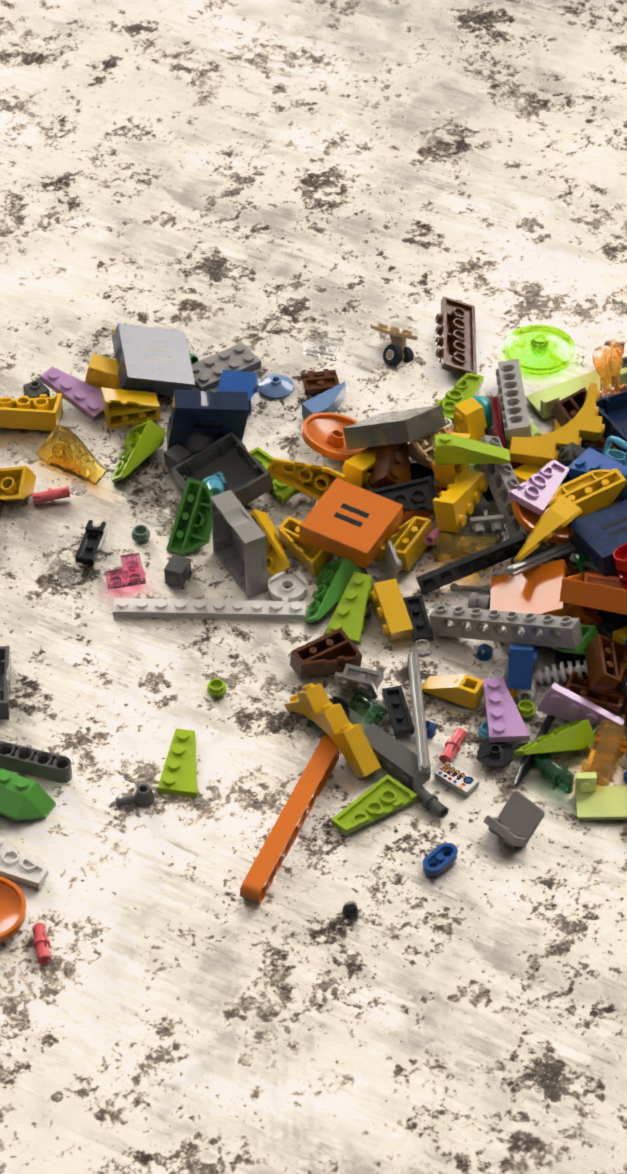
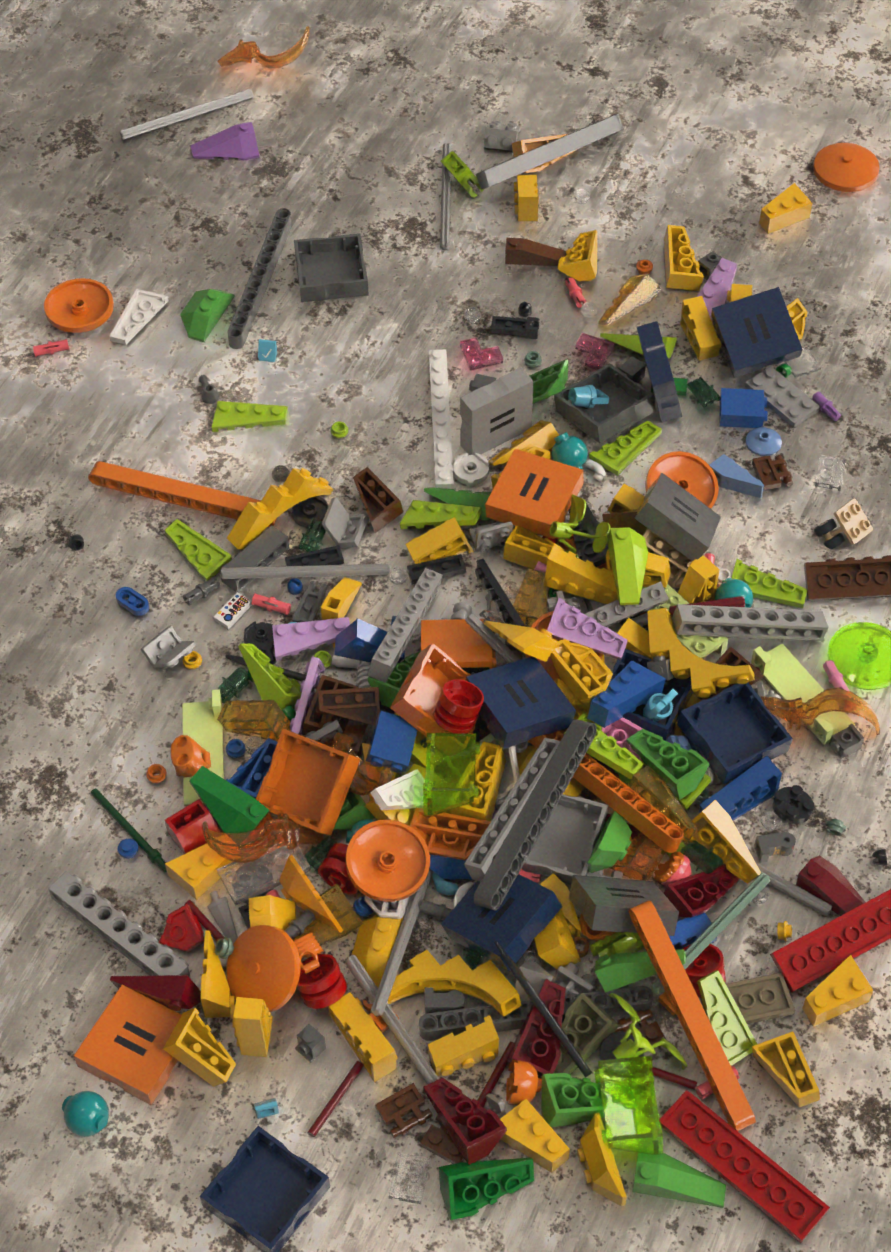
camera: 85 degrees right, 10 degrees up
(23, 443) = (644, 266): none -> orange plate
(64, 536) = (527, 311): none -> black hinge
(87, 744) = (267, 350): none -> medium azure slope
(136, 484) = (598, 350): none -> clear pink plate
(241, 337) = (826, 406): none -> medium lavender axle
(273, 736) = (280, 473): none -> clear smoke plate
(284, 504) = (569, 450): none -> teal brick
(304, 477) = (606, 474): yellow wedge -> none
(428, 466) = (565, 530): none -> lime plant
(454, 715) = (310, 603): none -> dark grey hinge
(570, 367) = (835, 677): none -> bright pink axle

